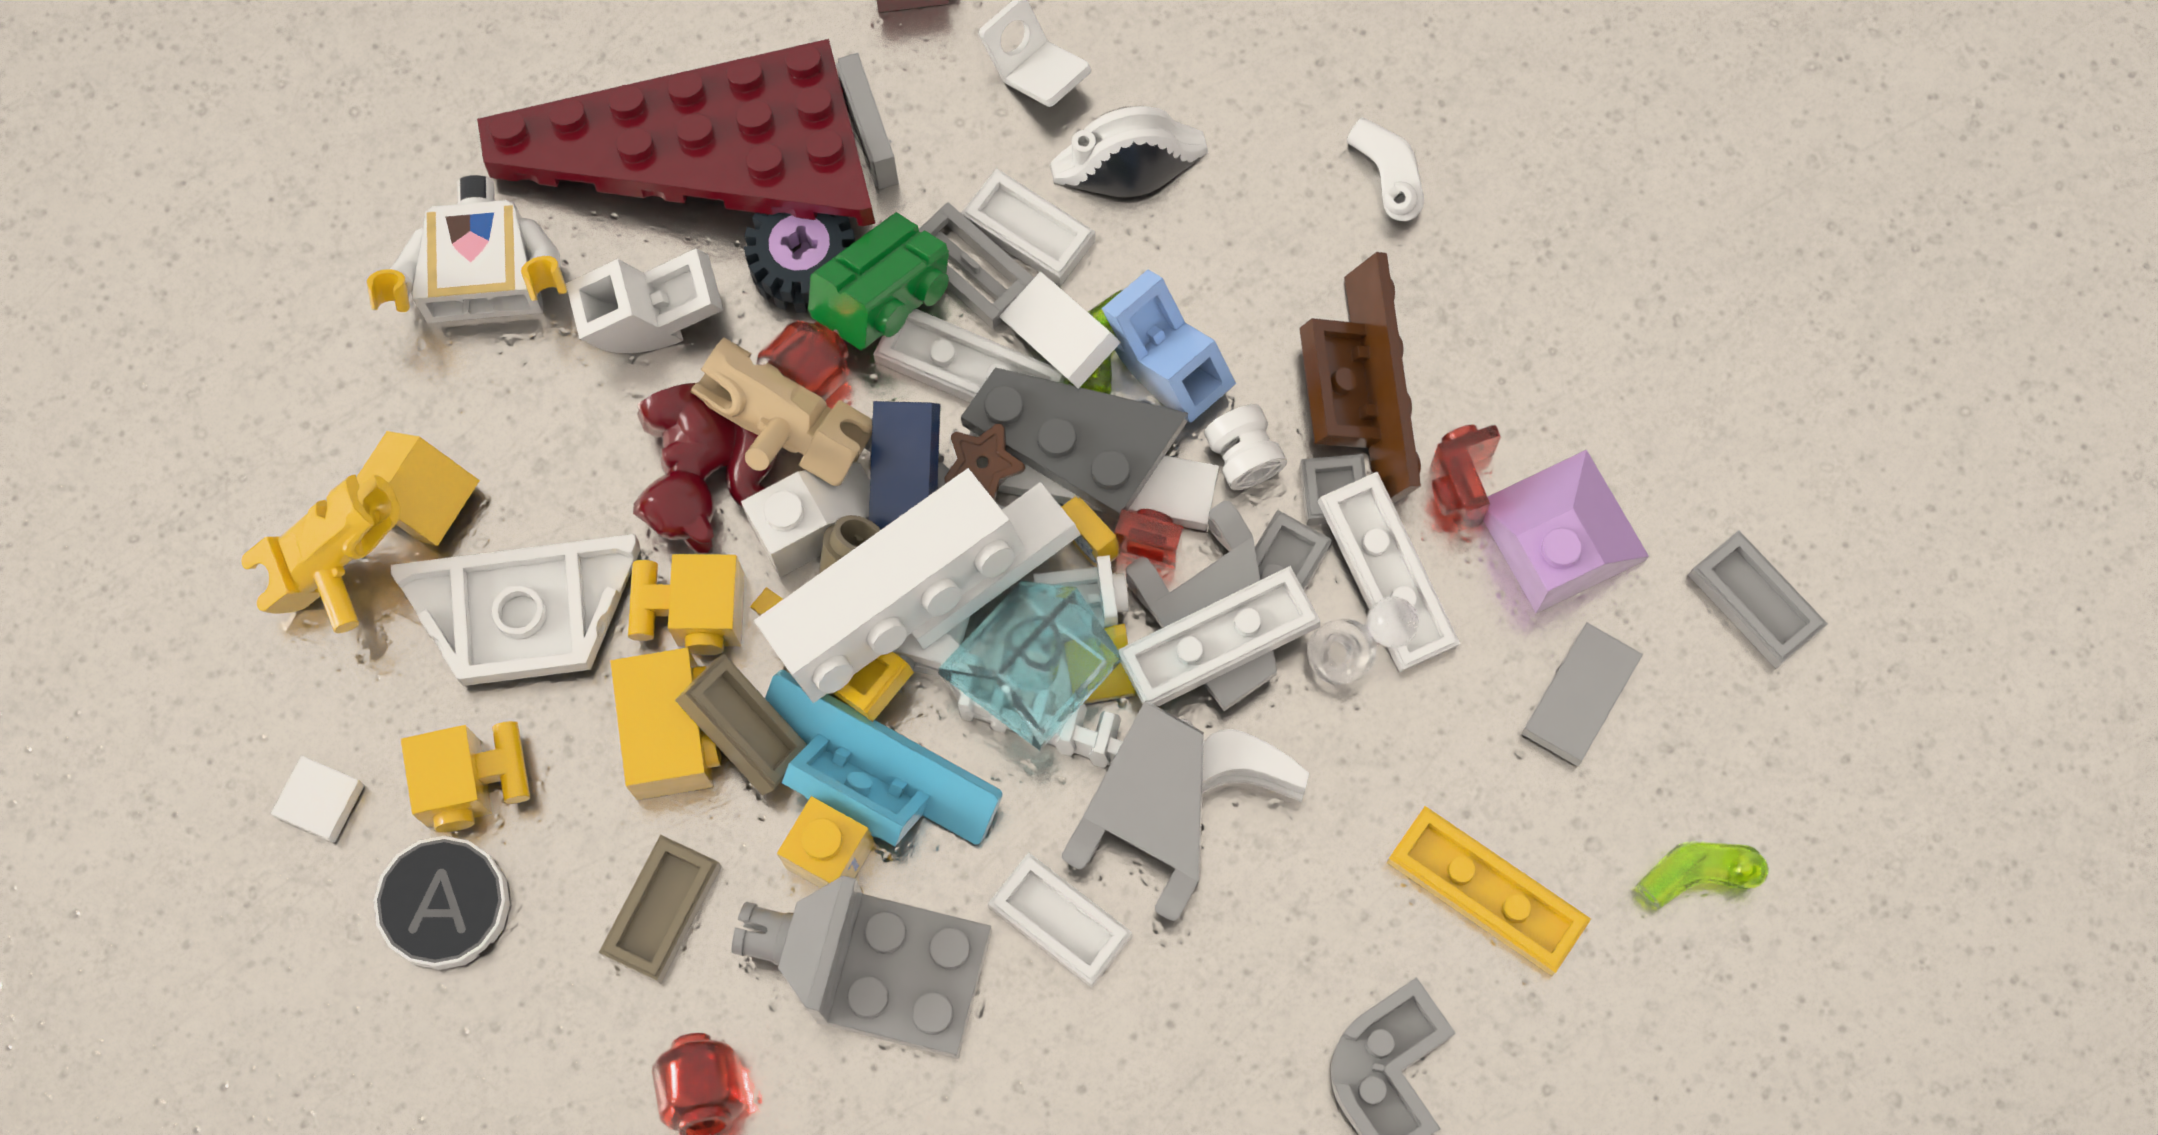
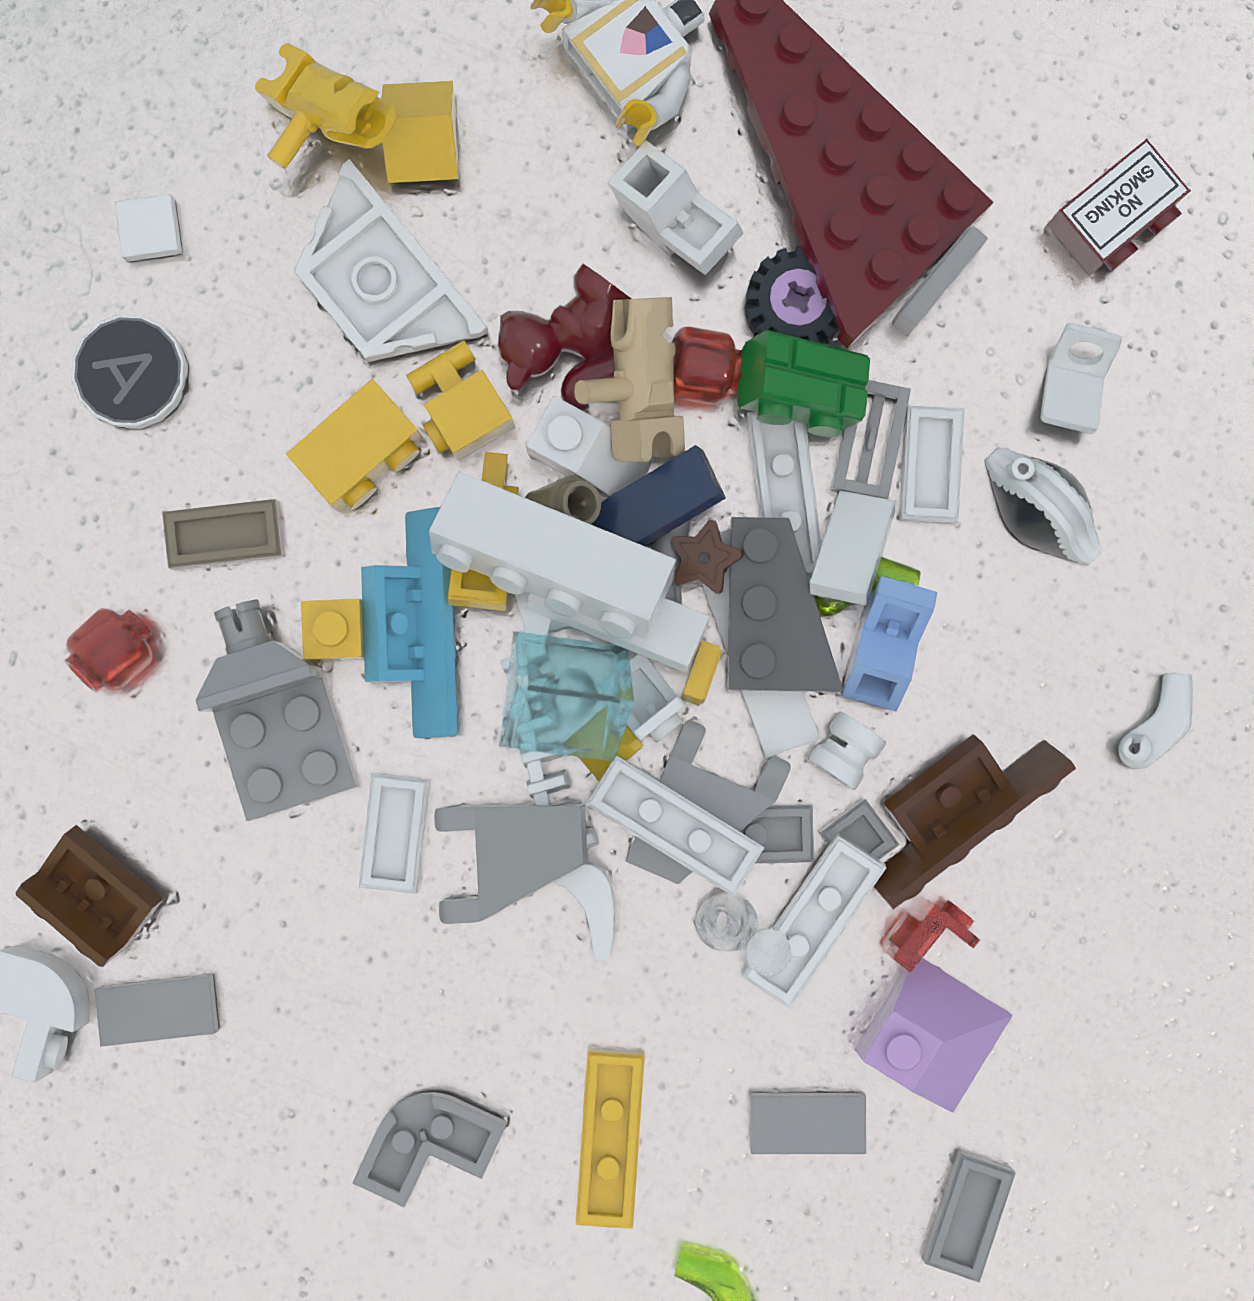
camera: 55 degrees right, 15 degrees up
(451, 774) = (221, 316): yellow brick -> none
(741, 724) = (388, 508): dark tan tile -> none
(1149, 536) = (728, 720): clear red plate -> none

